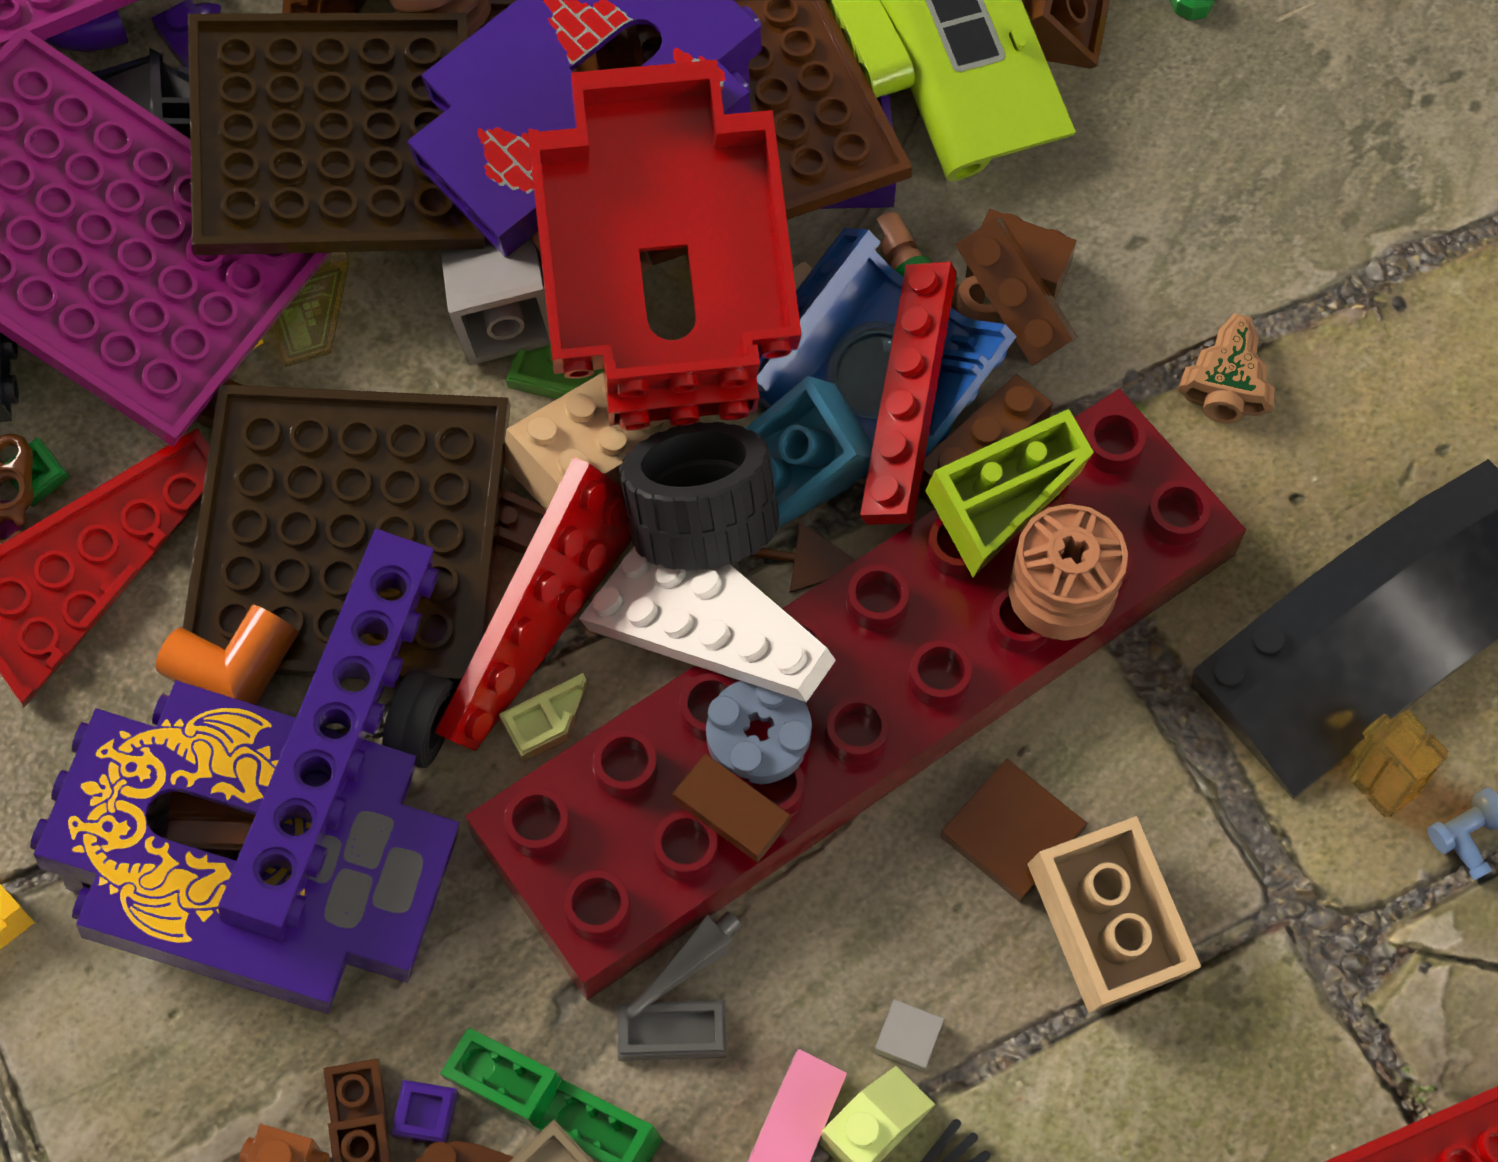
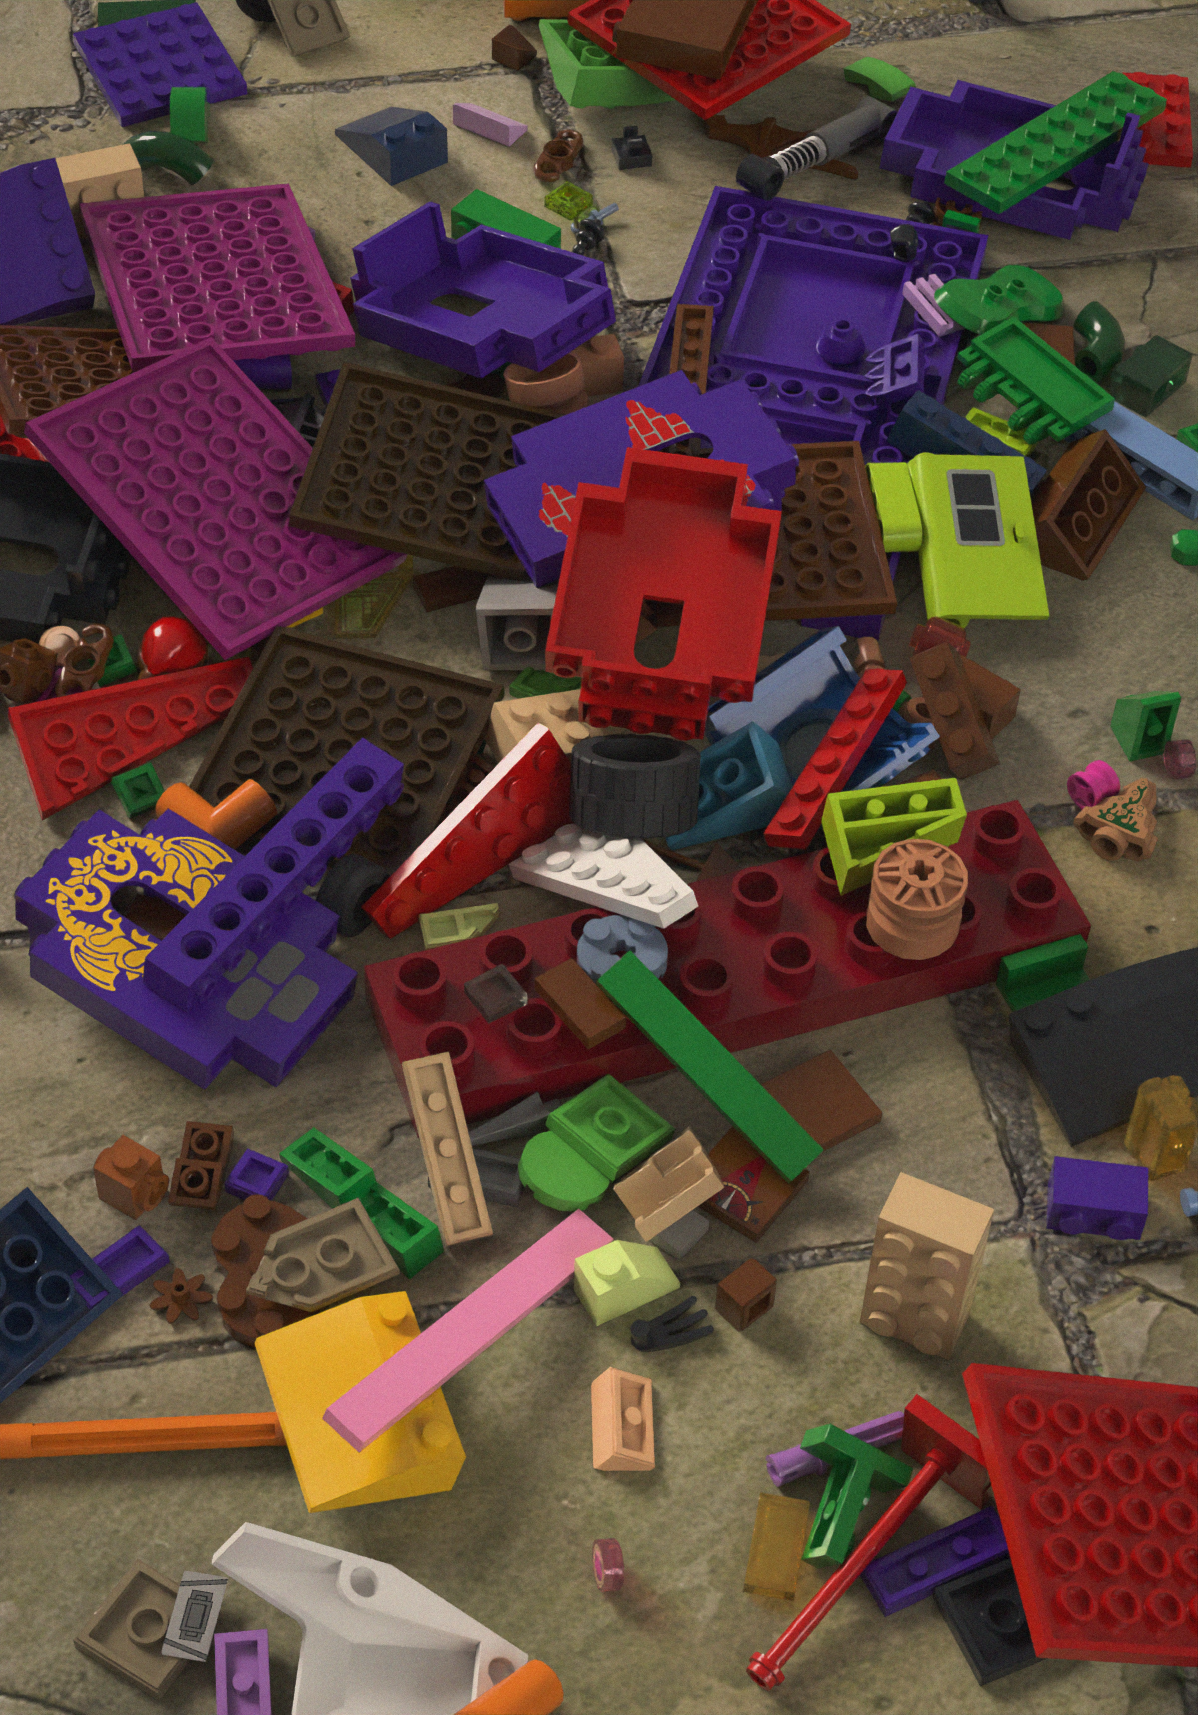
camera: 15 degrees right, 15 degrees down
(101, 446) = (170, 647): none -> red piece
(126, 639) = (138, 789): none -> green tile
(390, 271) = (449, 587): none -> reddish brown tile
(632, 822) = (495, 993): none -> clear smoke tile
(634, 1027) = (447, 1149): none -> tan tile
(767, 1003) = (560, 1174): none -> bright green tile
(800, 932) = (610, 1127): none -> bright green tile
(891, 992) = (668, 1184): none -> tan slope
(895, 842) = (709, 1067): none -> green tile
(965, 199) = (937, 632): none -> clear red head
(965, 955) = (752, 1188): none -> reddish brown tile
(1014, 1103) = (745, 1294): none -> reddish brown slope
(1113, 914) = (862, 1157): tan brick -> none
(1186, 337) = (1092, 785): none -> dark pink wheel
(1209, 601) = (1042, 971): none -> green panel
(1217, 1039) = (925, 1265): none -> tan brick
(1219, 241) = (1145, 722): none -> green slope
(1266, 277) = (1179, 758): none -> clear pink tile
(1348, 866) = (1097, 1198): none -> dark purple brick

